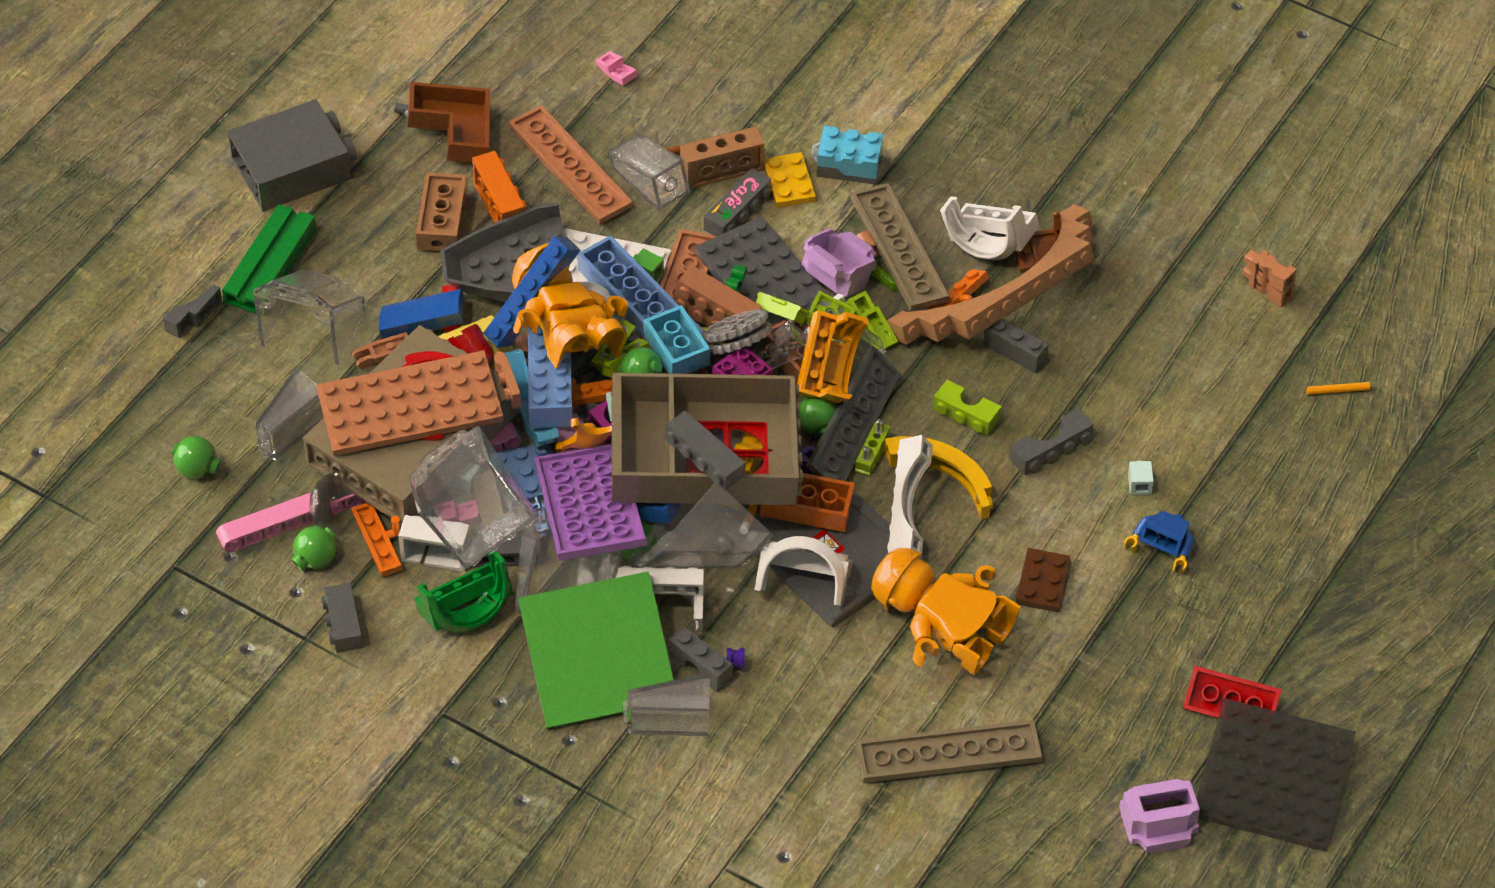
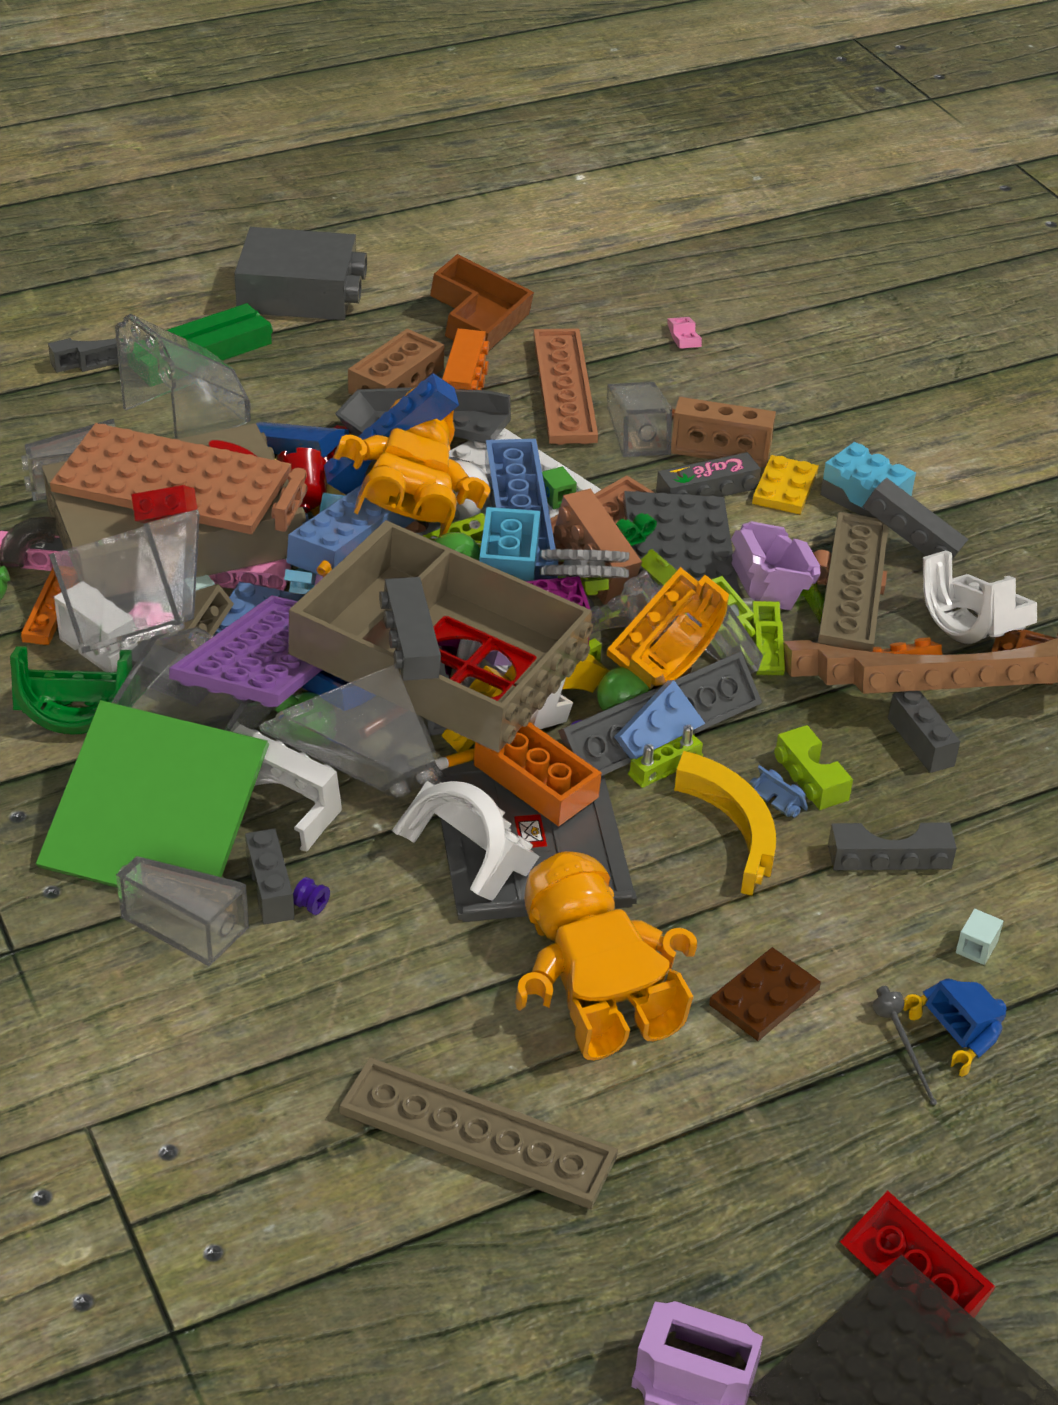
camera: 30 degrees right, 10 degrees down
(436, 430) = (163, 503): none -> red brick
(858, 426) = (658, 721): none -> medium blue wing
(908, 177) = (913, 520): none -> dark grey brick
(913, 460) = (687, 785): white arch -> none
(965, 437) = (788, 798): none -> medium blue hinge
(1119, 551) = (889, 1006): none -> dark grey sword

